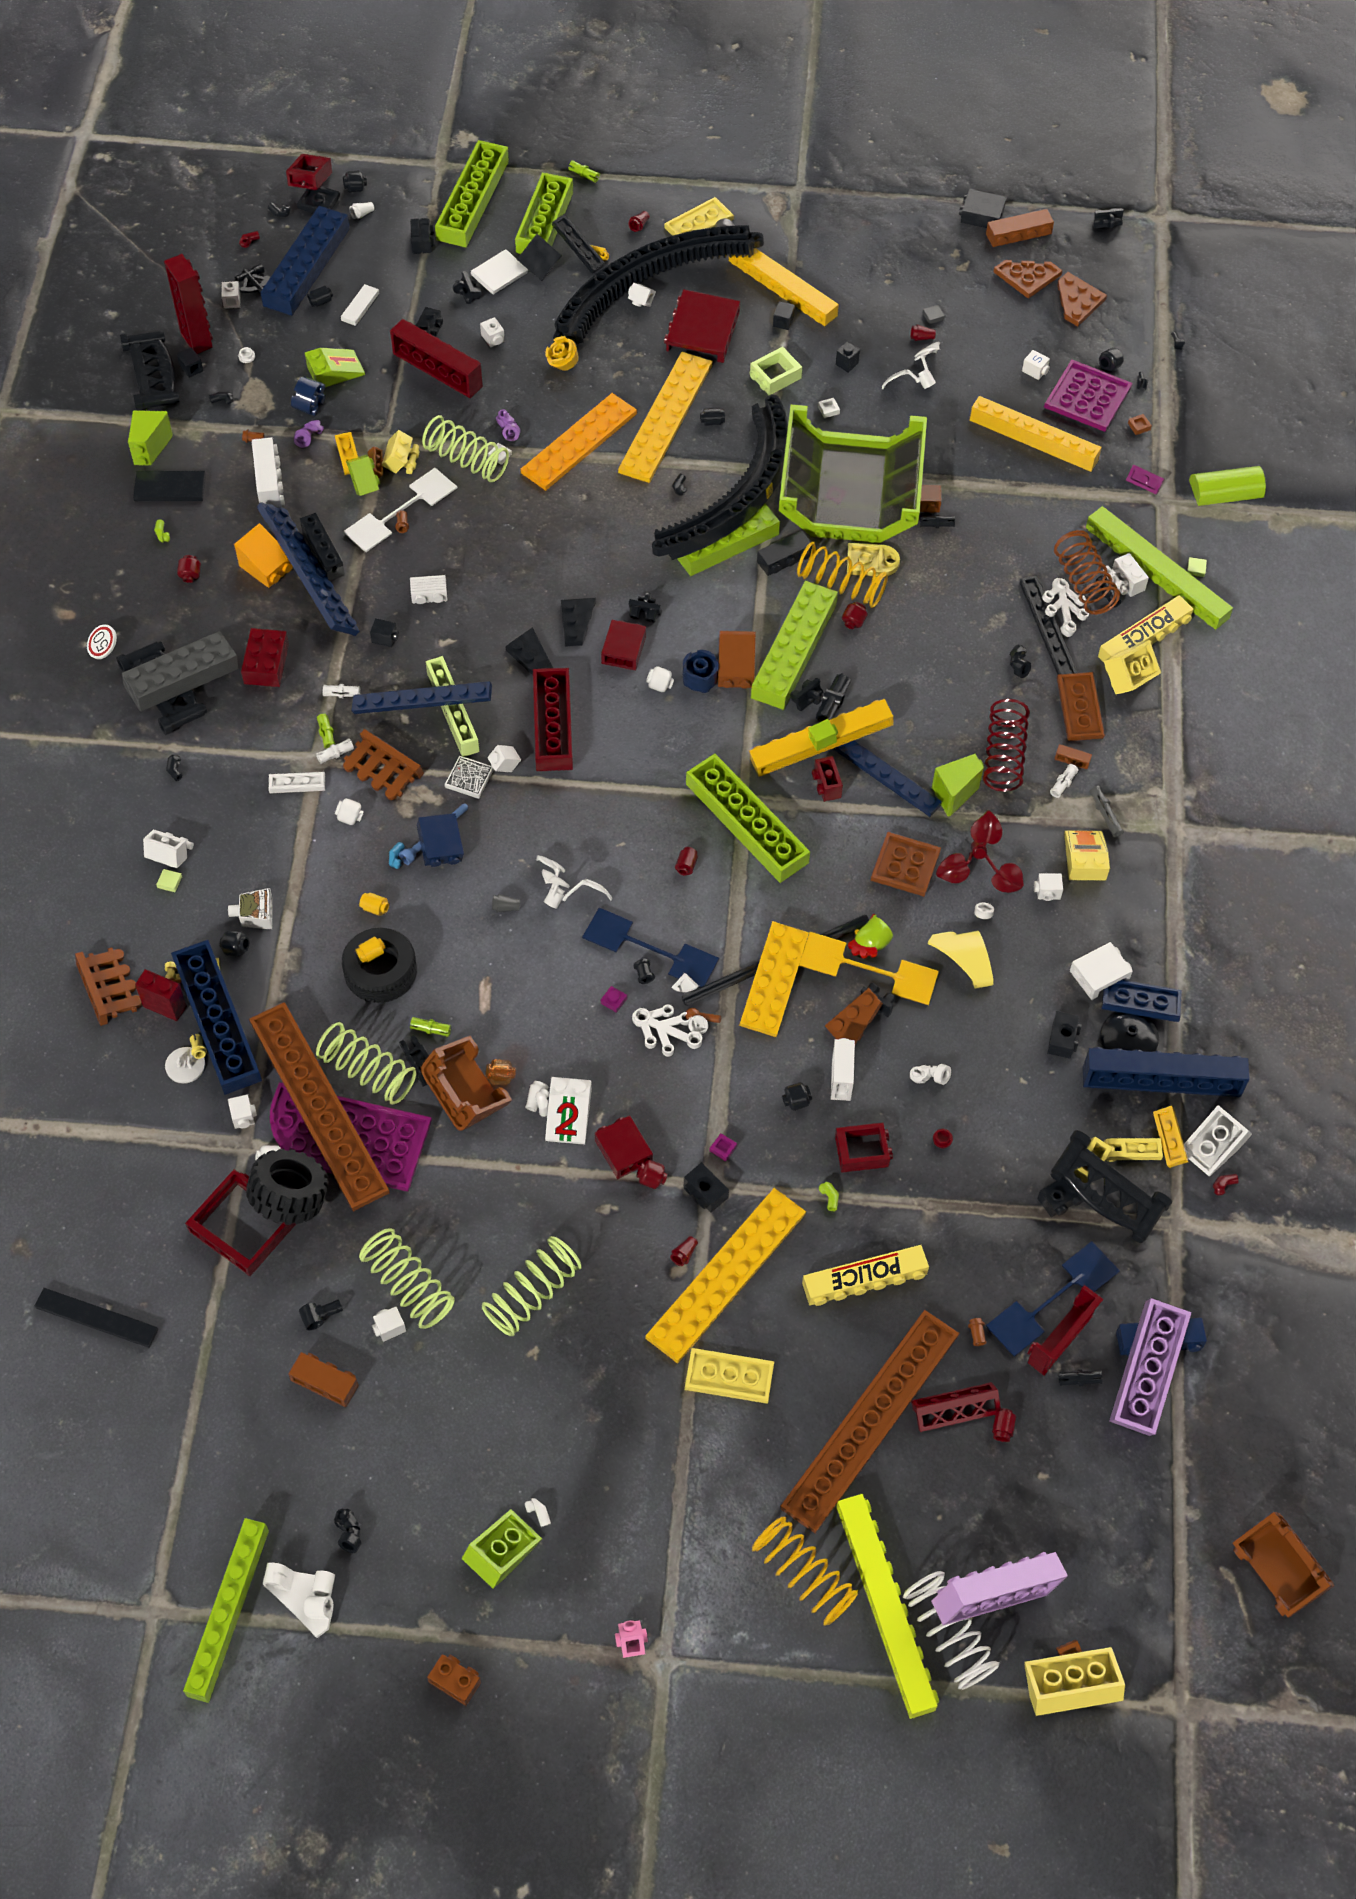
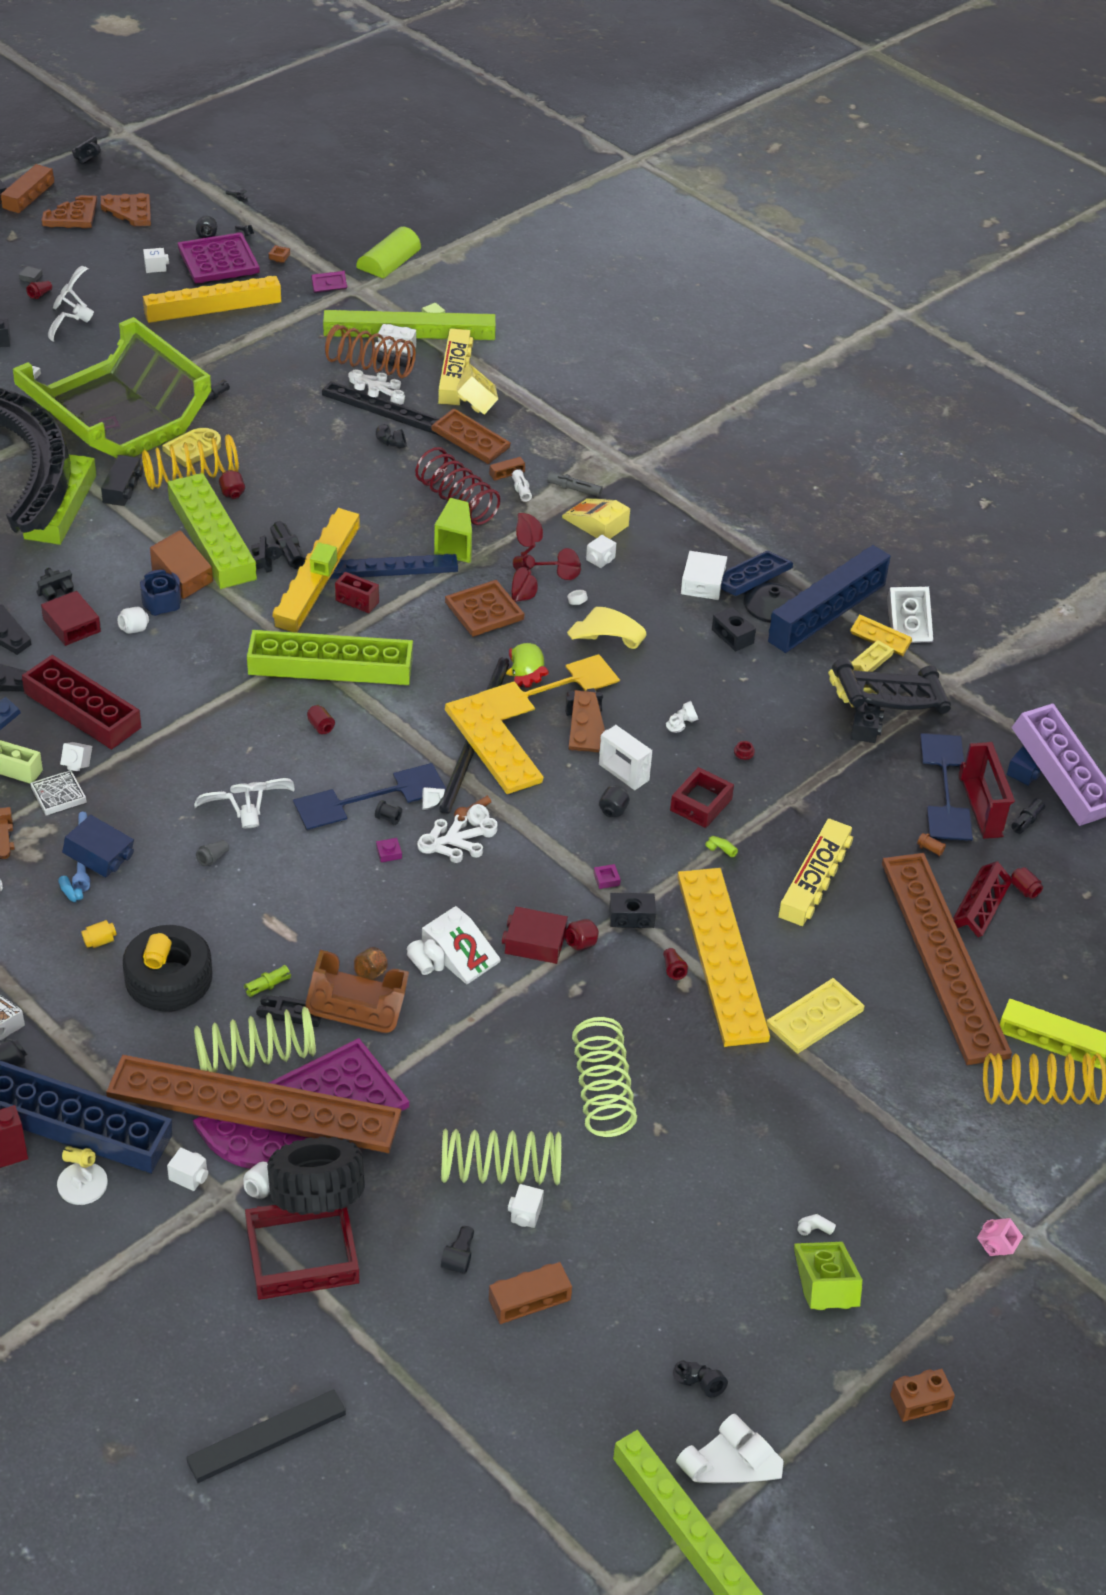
camera: 50 degrees left, 15 degrees down
(1222, 1181) = (946, 637): dark red arm -> none

